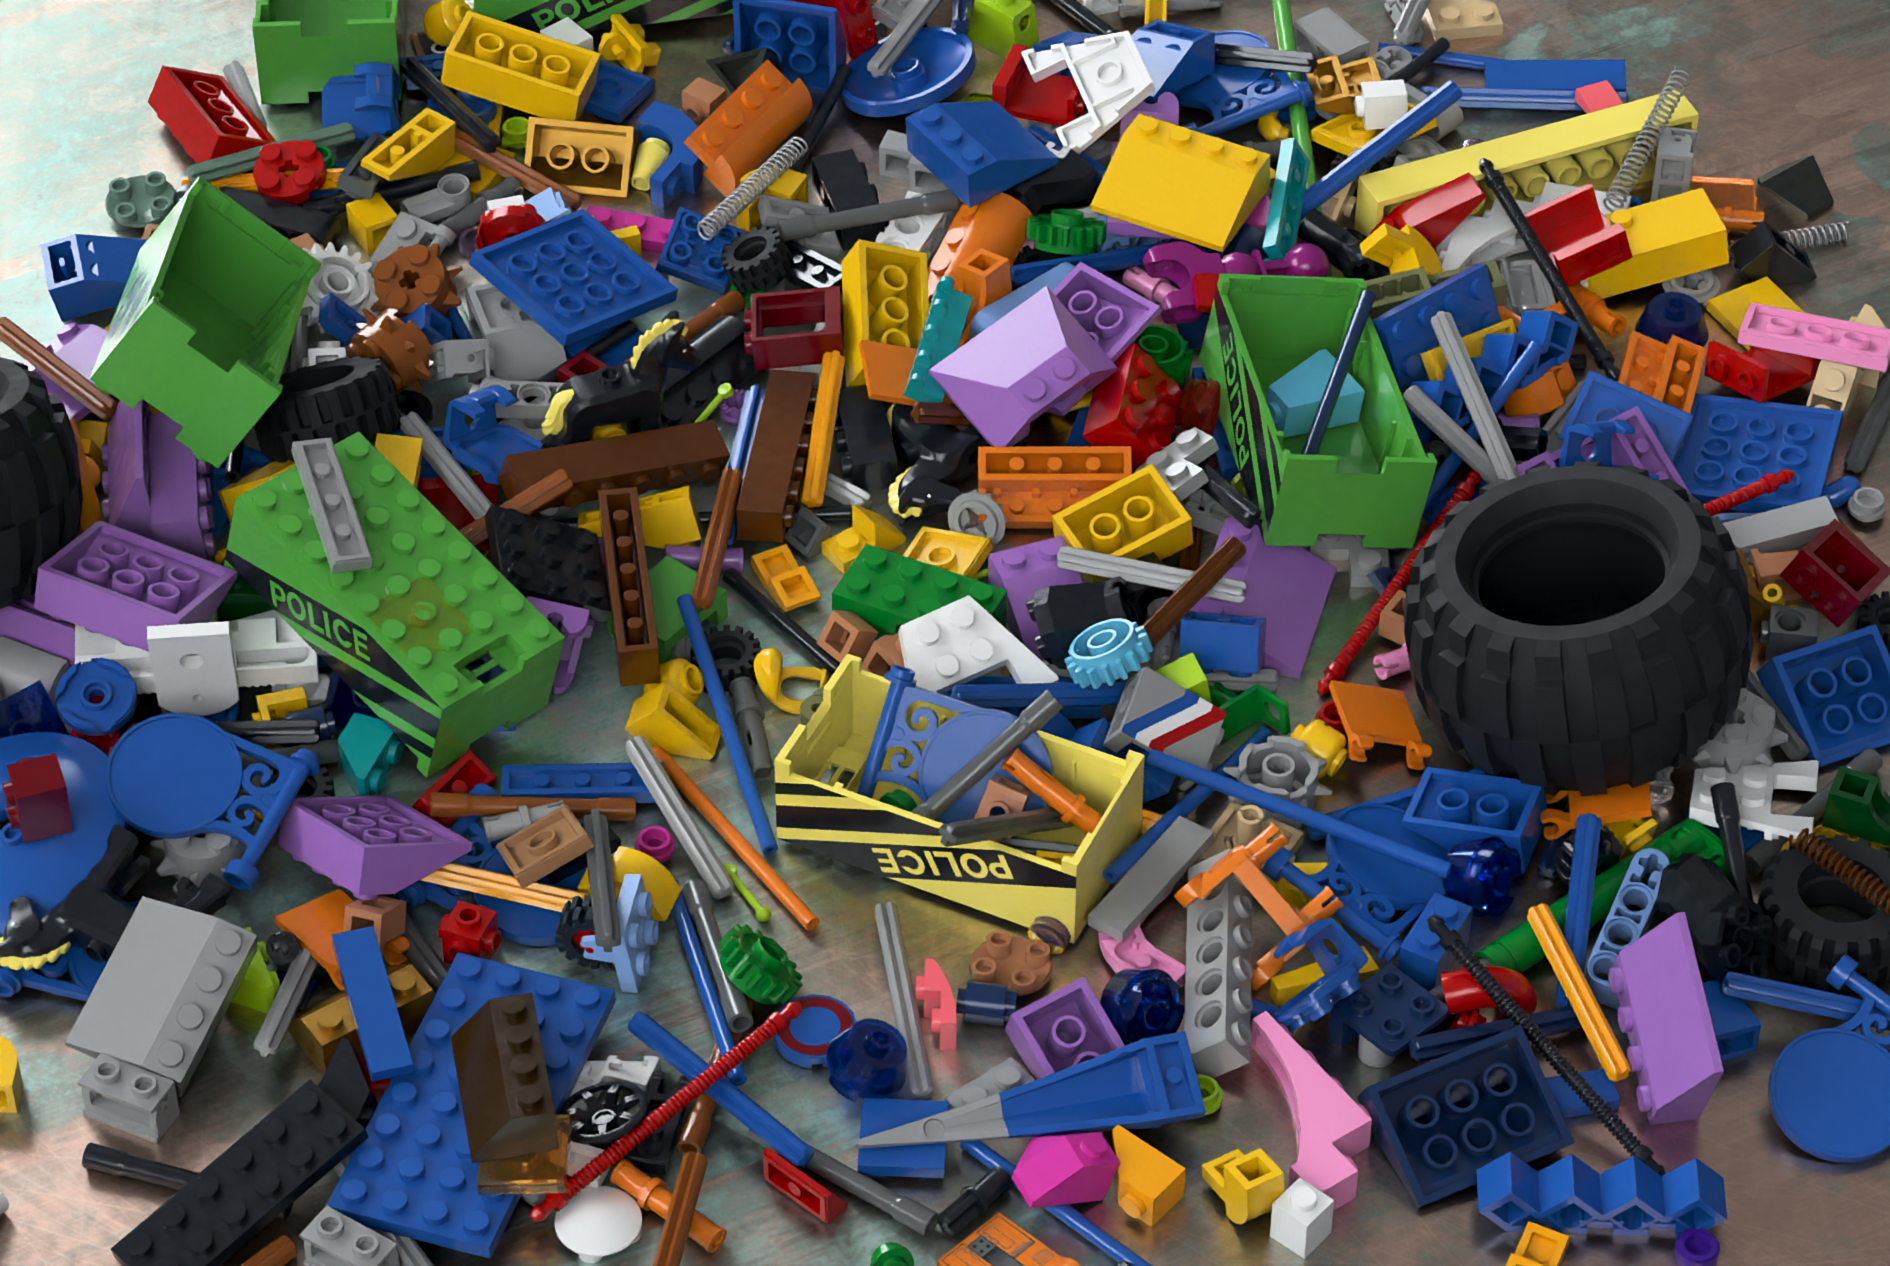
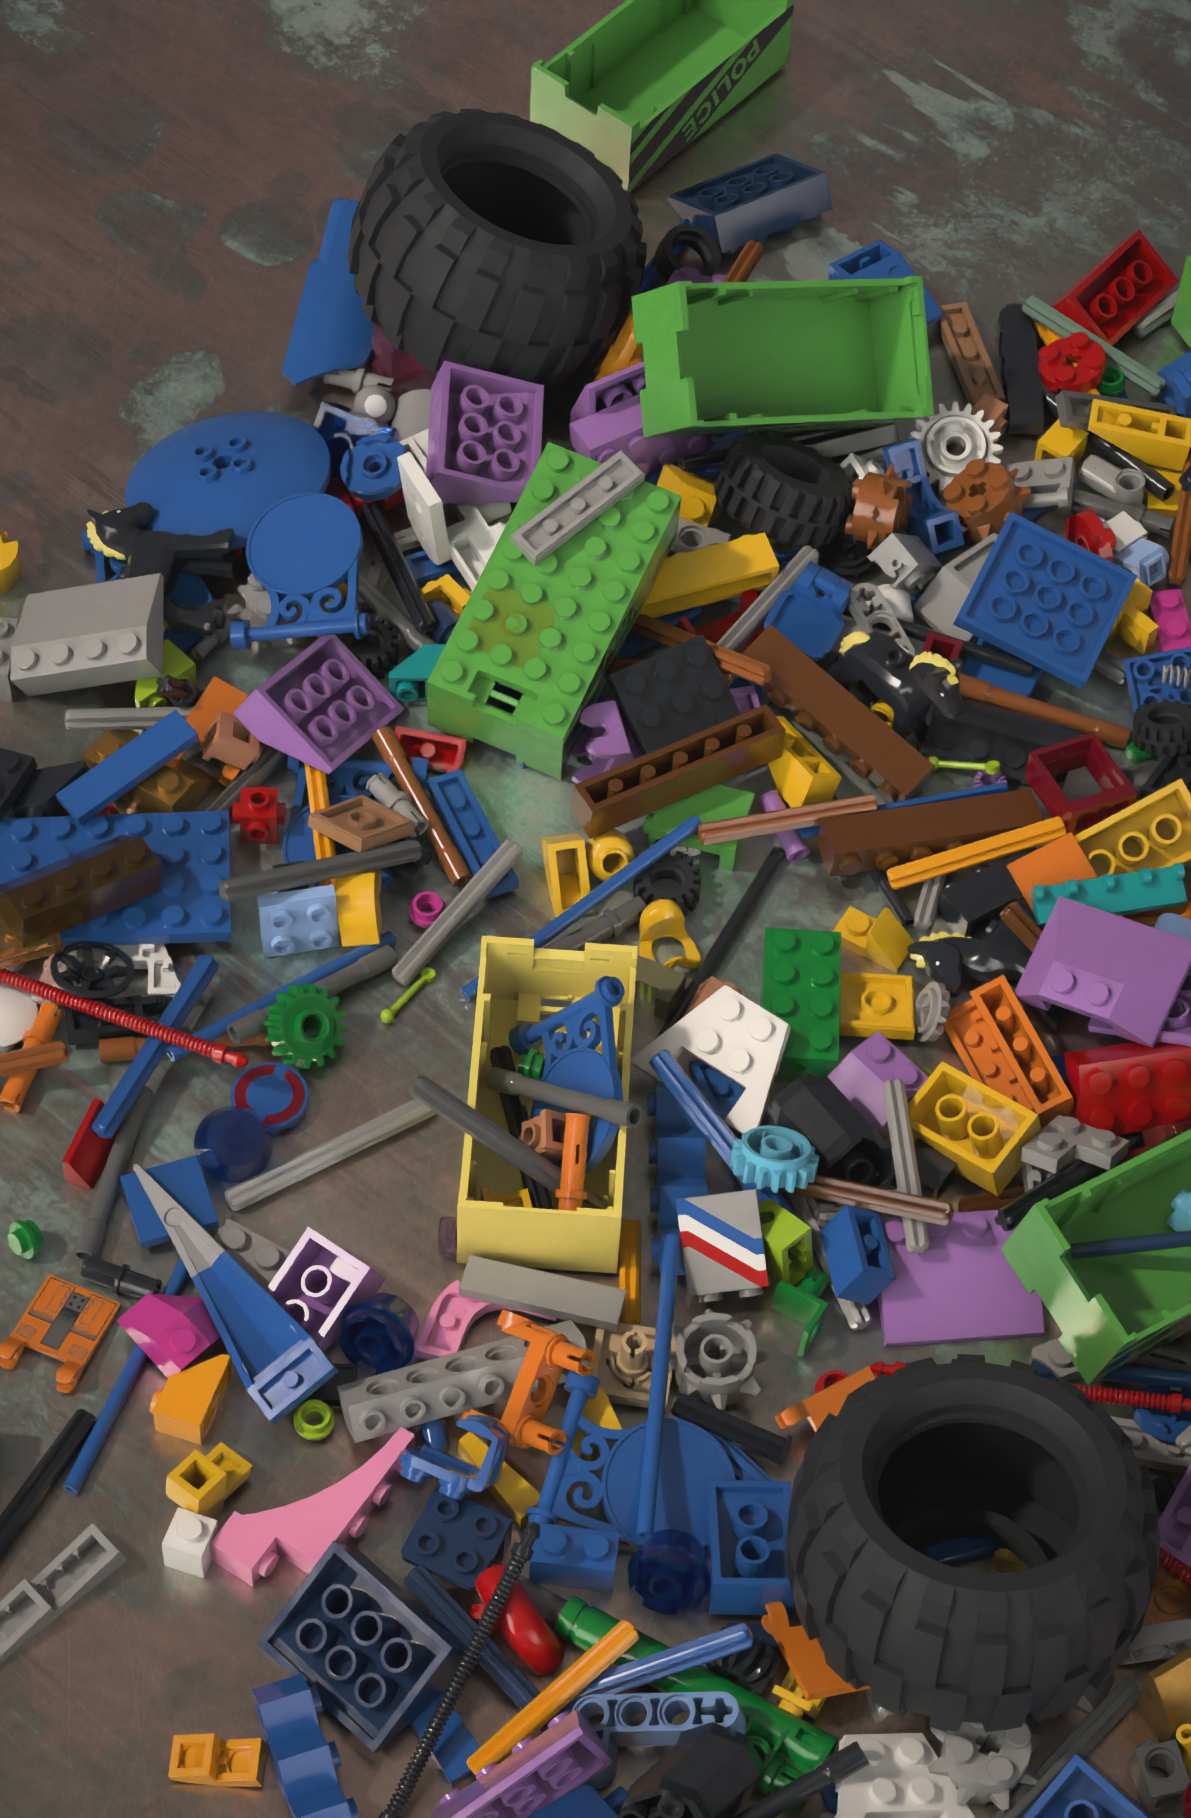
camera: 65 degrees right, 10 degrees up
(37, 798) = (217, 463): dark red brick -> none
(140, 199) = (996, 286): sand green dish -> none
(737, 841) = (464, 966): orange piece -> none
(784, 579) = (794, 896): light orange slope -> none
(808, 533) = (858, 893): dark grey slope -> none
(846, 634) = (734, 961): nougat plate -> none
(938, 1003) = (341, 1172): coral slope -> none
(986, 1003) = (347, 1215): dark blue brick -> none
(1012, 961) = (404, 1219): nougat dish -> none
(1182, 808) = (648, 1294): blue piece -> none
(1323, 743) = (781, 1382): yellow head -> none
(1379, 774) = (731, 1427): none -> black axle

